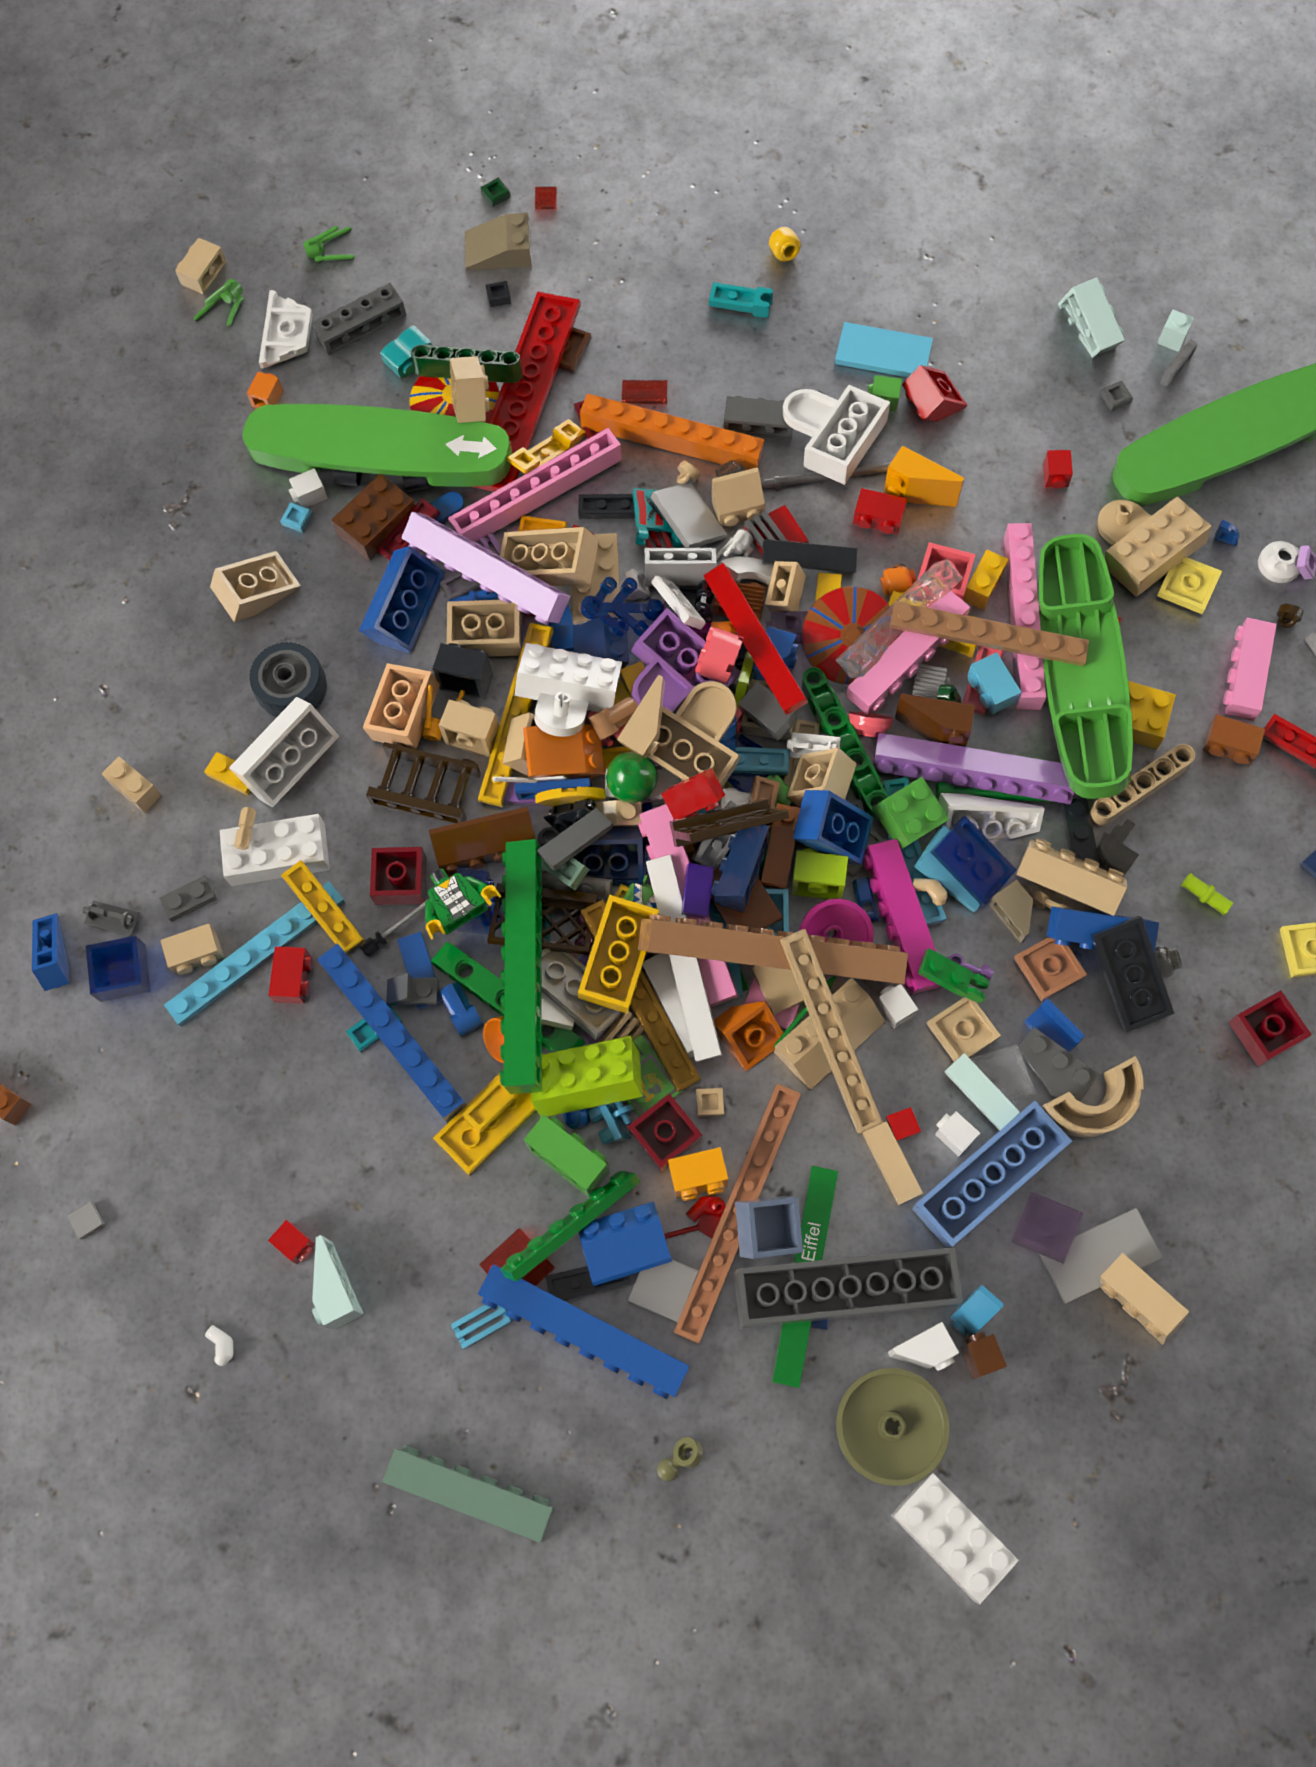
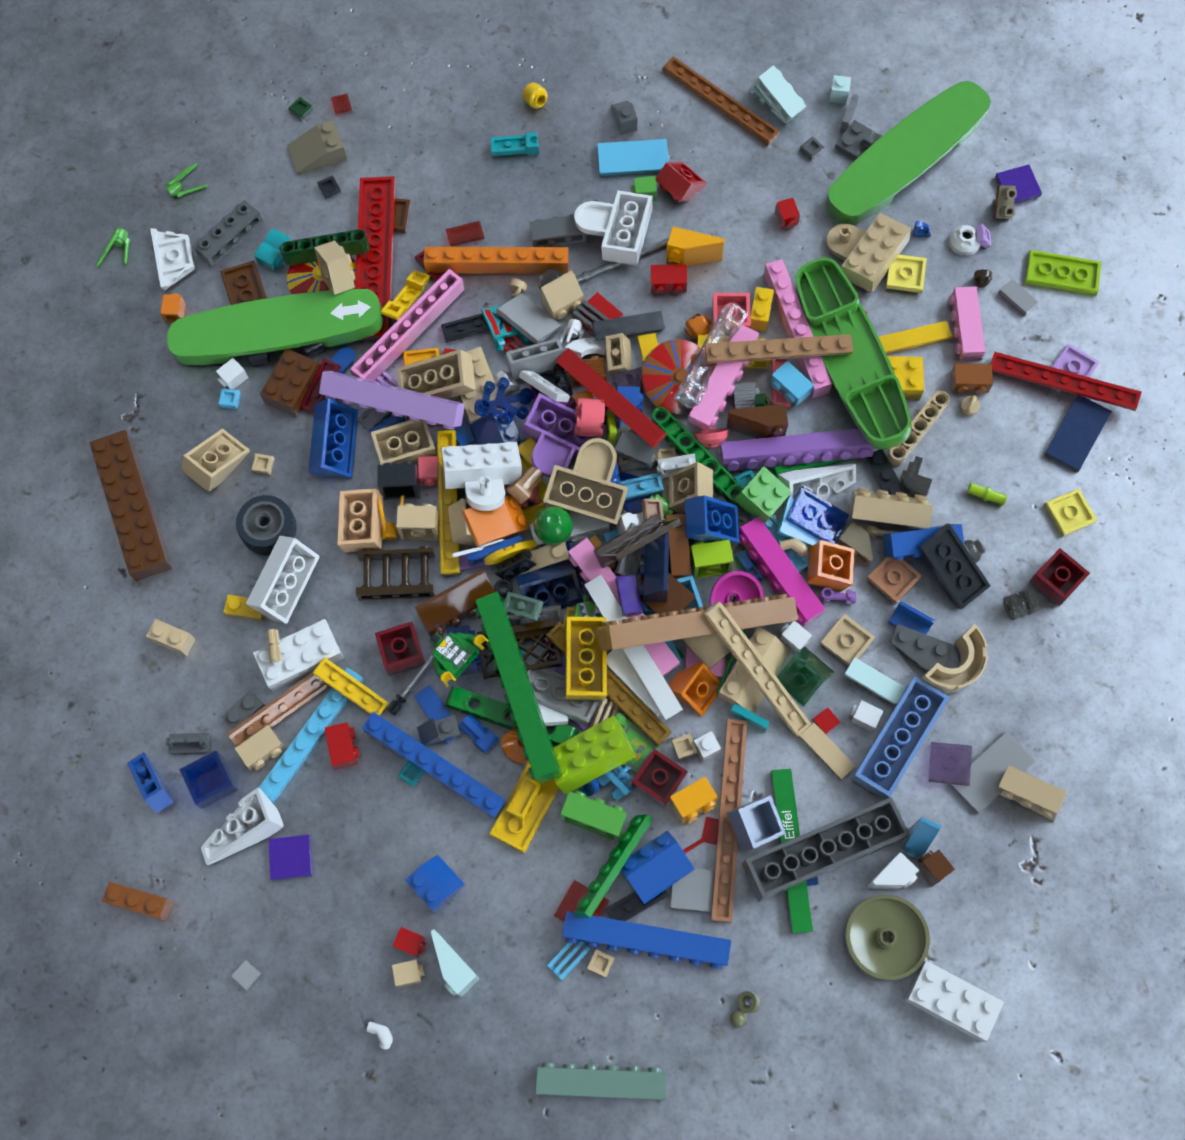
camera: 20 degrees left, 0 degrees up
(137, 613) = (130, 505): none -> reddish brown brick
(149, 1038) = (248, 825): none -> white wedge
(185, 1093) = (290, 857): none -> dark purple tile
(200, 265) = (88, 223): tan brick -> none
(229, 907) = (278, 708): none -> nougat plate
(277, 1280) = (408, 973): none -> tan brick
(309, 606) = (262, 464): none -> tan tile
(346, 1178) = (435, 883): none -> blue slope
(358, 383) = (243, 283): none -> reddish brown tile
(503, 668) = (428, 470): none -> coral brick
(517, 1343) = (600, 963): none -> tan plate
(574, 839) = (525, 583): dark grey tile -> none
(644, 725) = (553, 485): tan slope -> none
(693, 794) = (604, 525): red brick -> none
(706, 1205) = (703, 822): red arm -> none
(738, 1111) = (707, 746): none -> white brick
(807, 1092) = (752, 719): none -> teal tile
(889, 298) = (625, 117): none -> dark grey slope
(892, 1057) = (804, 675): none -> clear green slope
(952, 976) = (829, 604): green hinge -> none
(970, 927) = (830, 565): none -> orange brick
(1018, 308) = (721, 101): none -> dark orange tile
(1175, 668) = (916, 337): none -> yellow tile
(1177, 399) = (856, 140): none -> dark grey hinge
(1211, 1048) = (1023, 603): none -> clear smoke wheel
(1221, 774) = (970, 405): none -> tan tile

